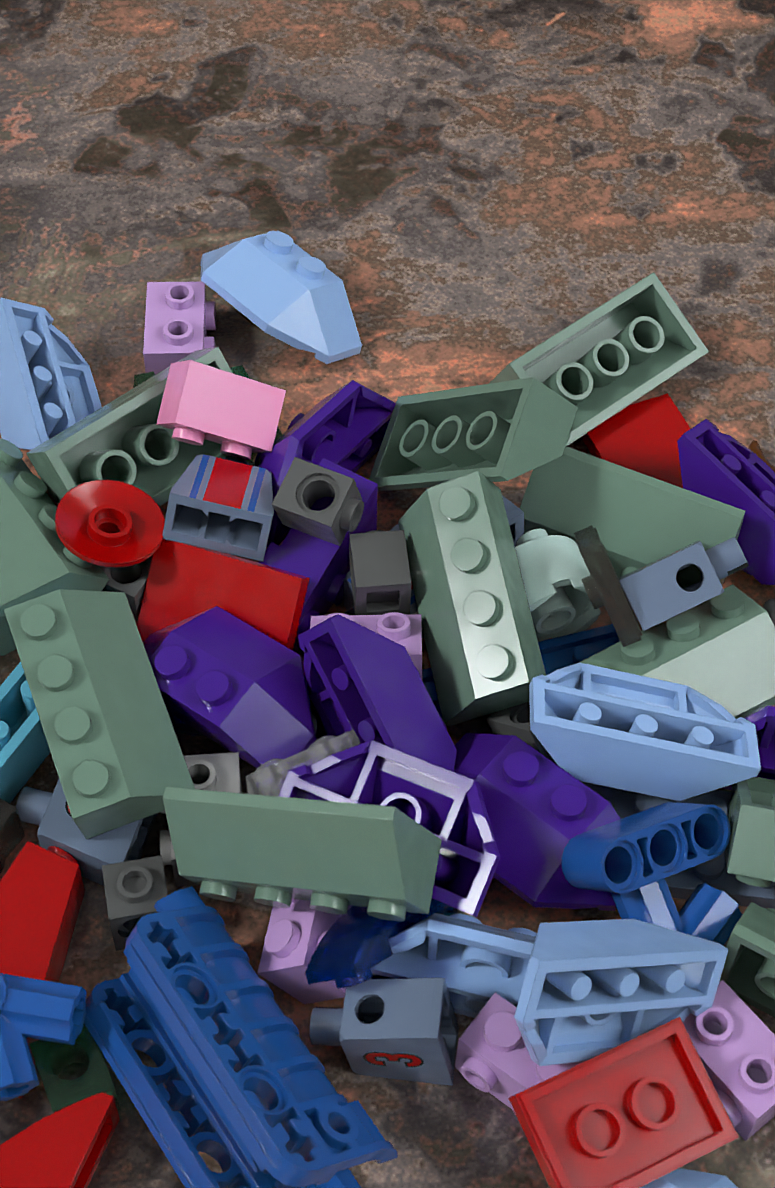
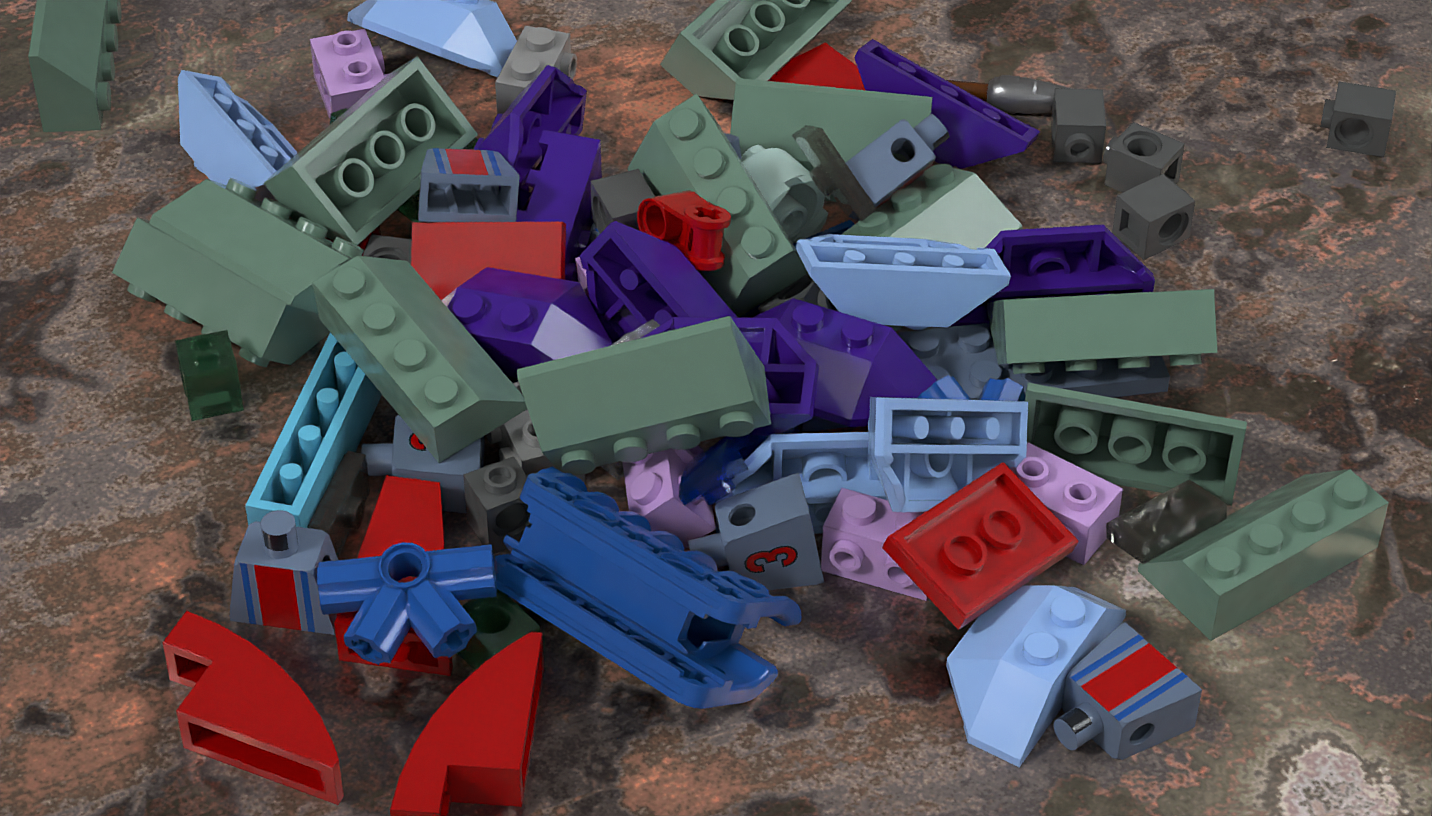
camera: 15 degrees left, 10 degrees down
(109, 523) = (368, 216): red dish -> none
(220, 408) = (436, 106): bright pink brick -> none
(307, 484) = (543, 145): dark grey brick -> none
(363, 354) = (528, 58): none -> light grey brick
(426, 623) = (688, 224): none -> red piece
(480, 428) = (707, 59): sand green slope -> none
(645, 847) = (932, 354): blue beam -> none

